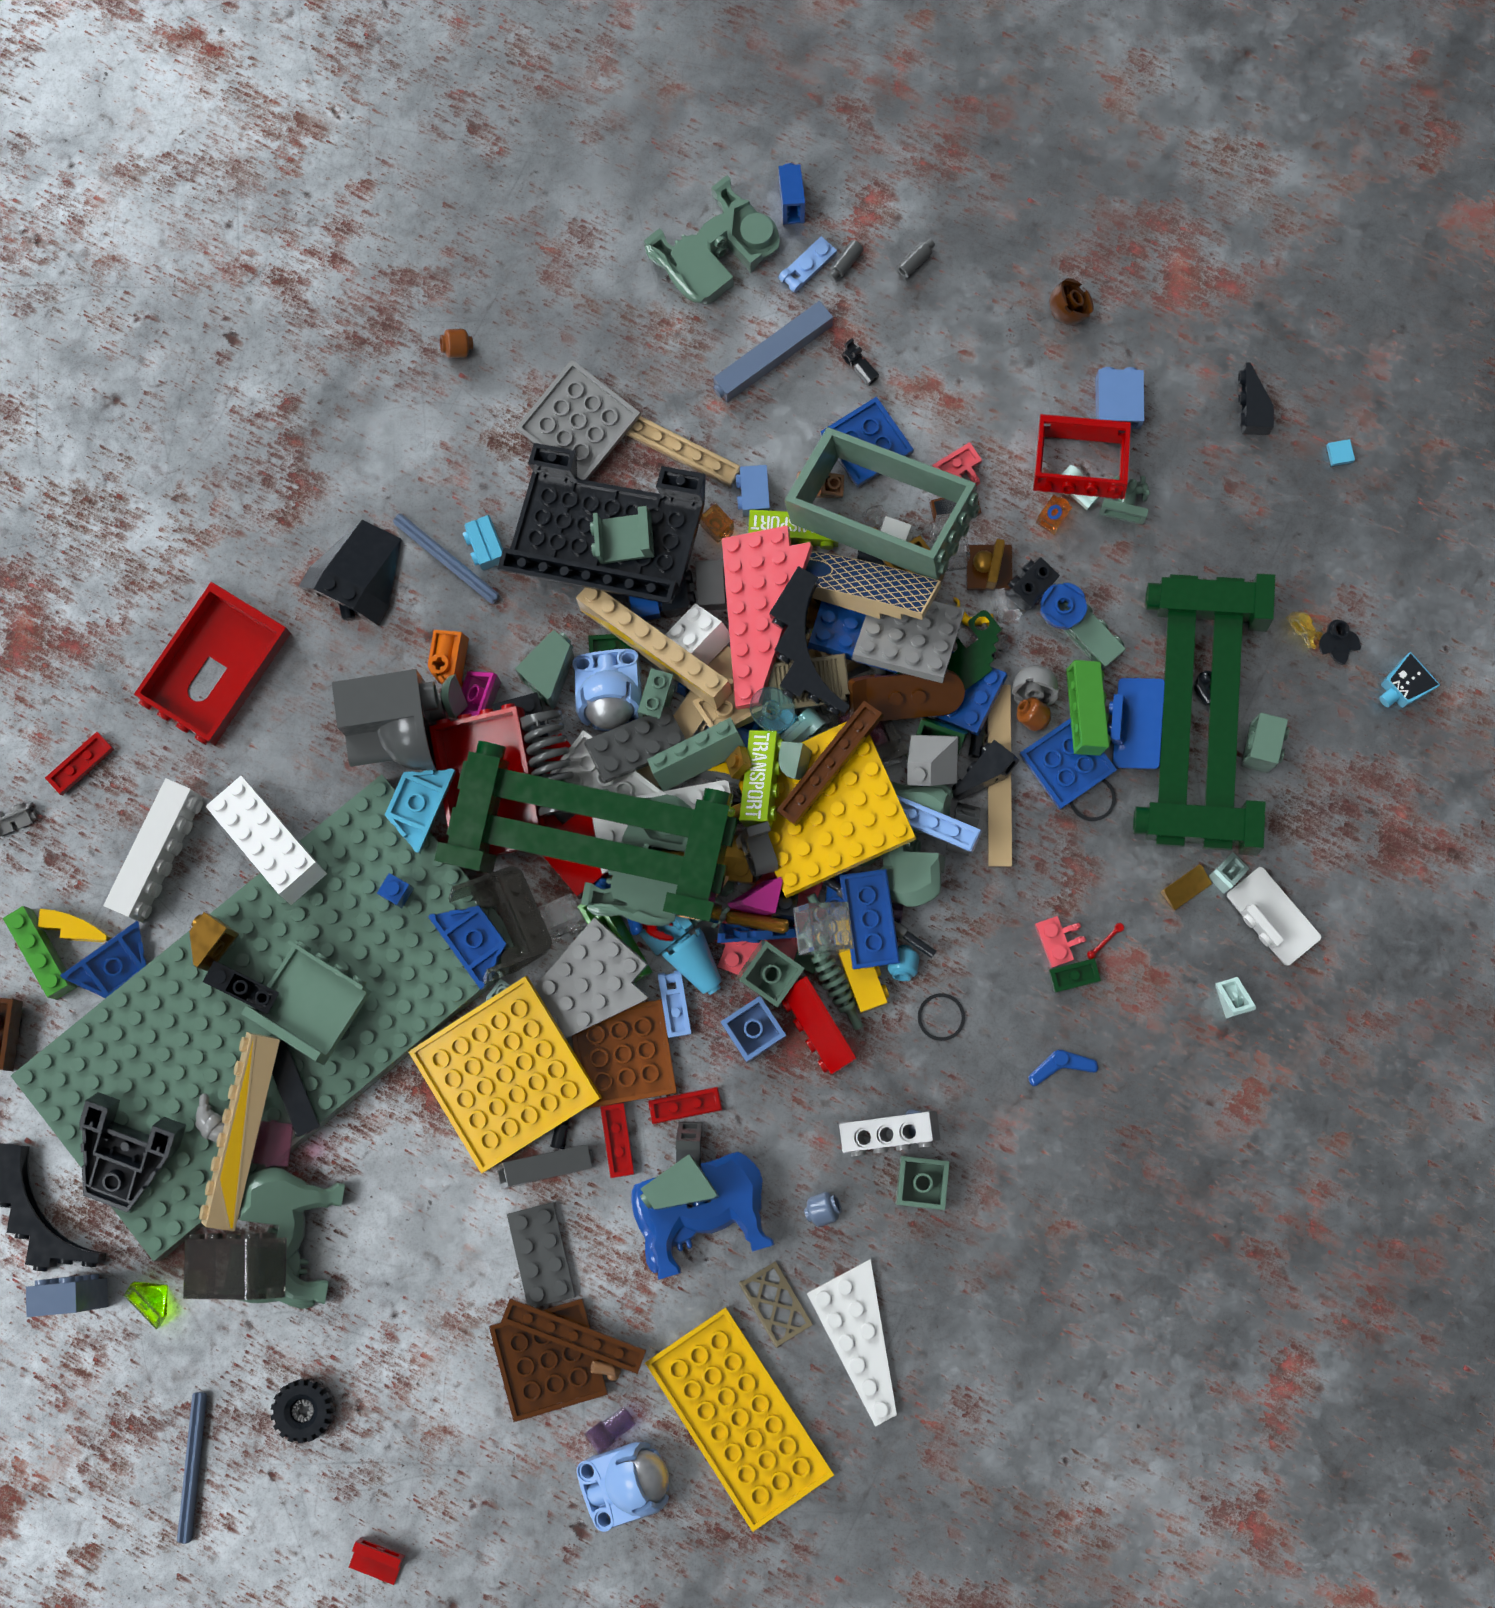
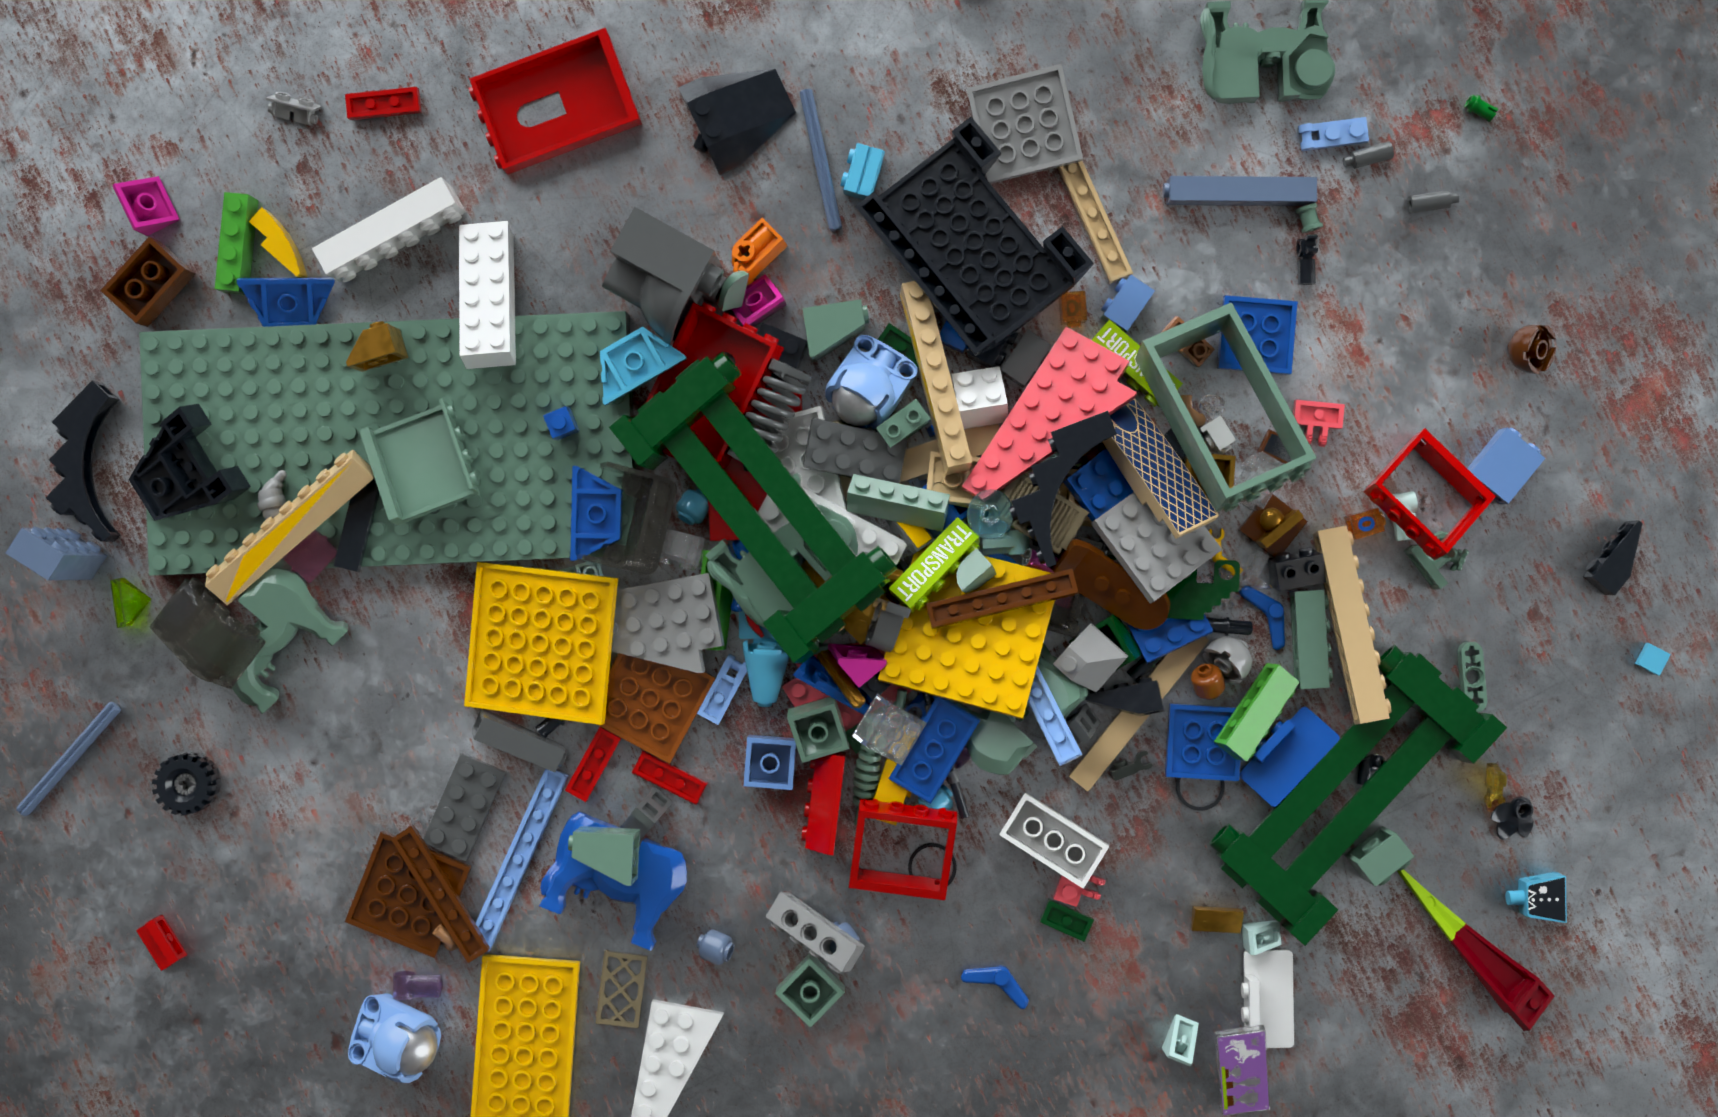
camera: 40 degrees right, 10 degrees up
(240, 987) = (375, 406): black slope -> none
(544, 882) = (692, 507): none -> medium azure head
(613, 1257) = (520, 854): none -> light blue tile
(623, 537) = (981, 262): sand green panel -> none
(738, 762) = (926, 538): pearl gold plate -> none
(791, 194) = (1371, 57): blue slope -> none
(829, 721) = (1031, 560): none -> flat silver piece
(837, 333) = (1309, 218): none -> sand green bush
(897, 170) = (1480, 107): none -> green pin
(924, 1047) = (902, 883): none -> red window
(1015, 918) = (1054, 840): none -> white brick
(1018, 662) = (1229, 626): none -> black axle
(1024, 827) = (1123, 768): none -> pearl dark grey plate
(1039, 628) = (1273, 611): none -> blue piece
(1060, 593) = (1319, 618): blue plate -> none
(1105, 593) = (1351, 626): none -> tan brick
(1119, 927) = (1134, 908): red hinge -> none
(1223, 554) = (1480, 669): none -> sand green beam
(1298, 983) = (1242, 1070): none -> tile
(1435, 763) = (1508, 982): none -> dark red plate

